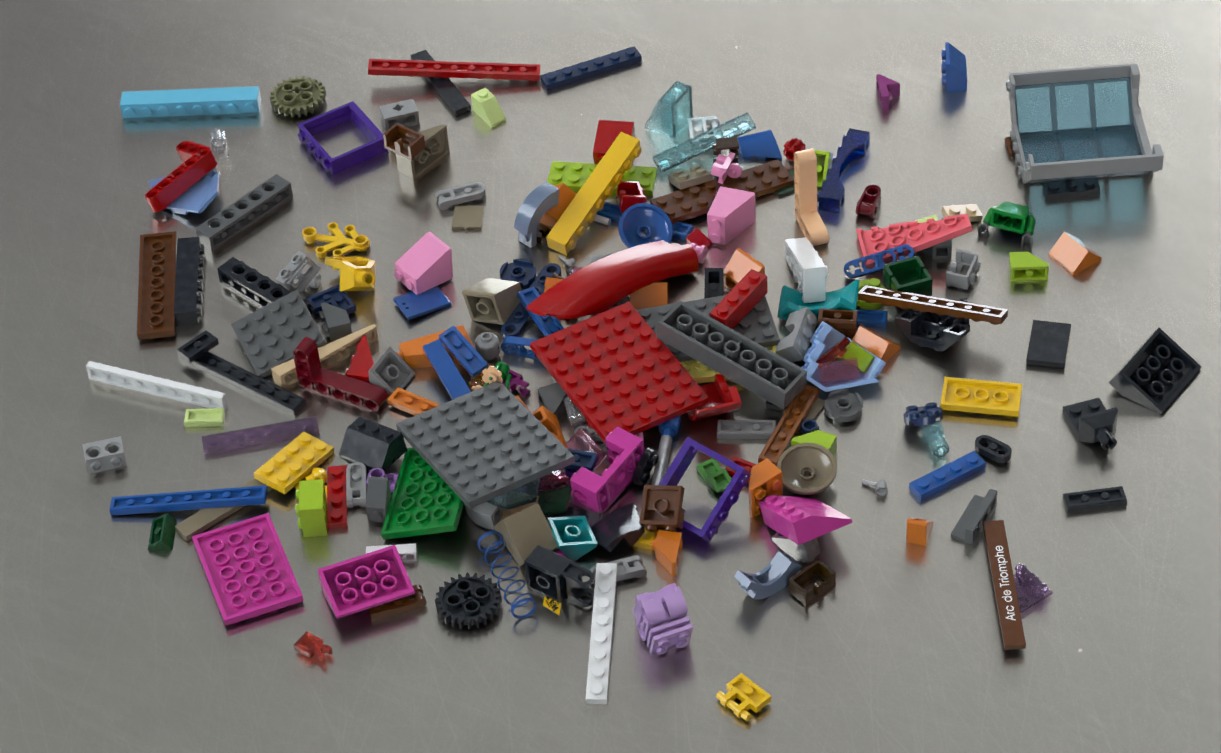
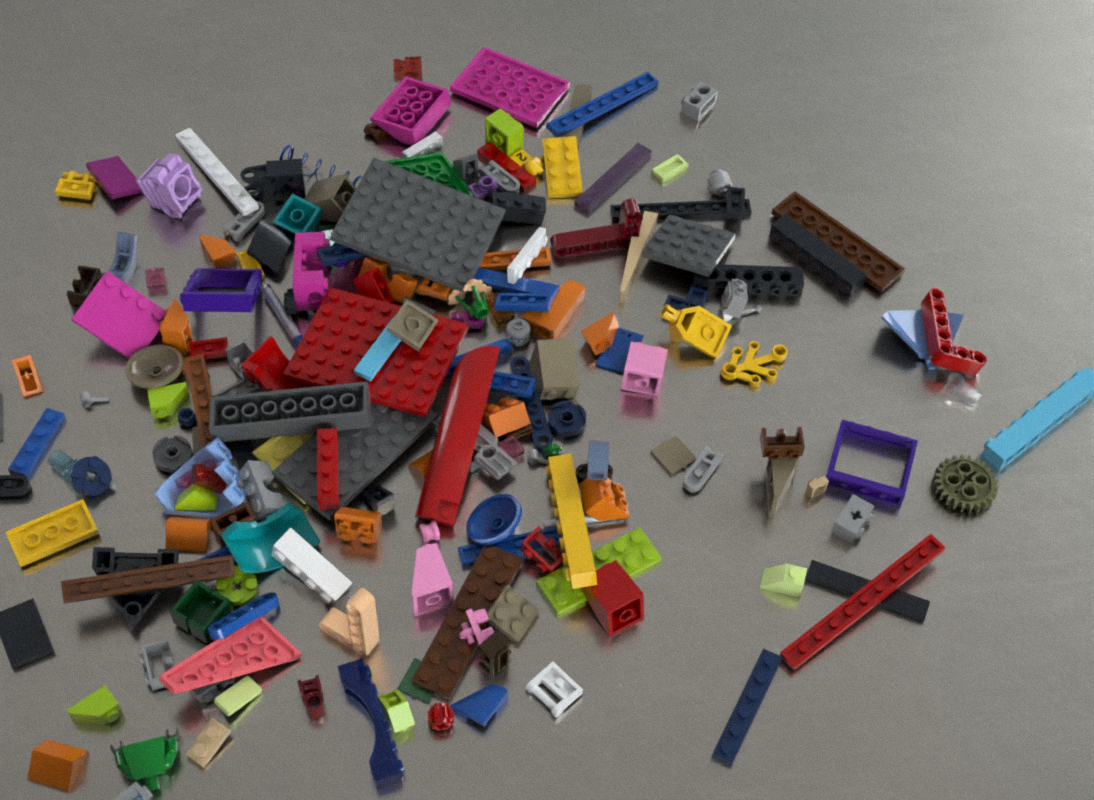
camera: 135 degrees right, 10 degrees up
(156, 386) = (729, 164): white plate -> none
(162, 533) = (599, 83): dark green slope -> none
(185, 373) = (719, 182): none -> light grey head
(244, 212) = (855, 340): dark grey brick -> none
(336, 321) = (660, 284): dark grey slope -> none
(361, 361) = (596, 263): red slope -> none
(390, 372) = (568, 266): light grey slope -> none
(418, 385) = (526, 255): none -> white plate
(426, 307) = (601, 334): none -> orange slope
(468, 600) = (333, 143): black gear -> none
(553, 256) = (552, 450): none -> green plate
(570, 431) = (374, 286): none -> red slope
(580, 348) = (412, 325): none -> dark tan plate
(616, 357) = (377, 355): none -> medium azure tile
(662, 508) = (236, 257): reddish brown plate -> none
(672, 111) = (602, 678): clear light blue slope -> none
(698, 238) = (445, 547): red slope -> none
(702, 681) = (114, 177): none -> magenta tile
(703, 142) = (533, 662): clear light blue plate -> none
(713, 475) = (233, 333): bright green slope -> none
(726, 422) = (237, 354): none -> light grey window
(742, 559) = (155, 278): none -> clear pink plate

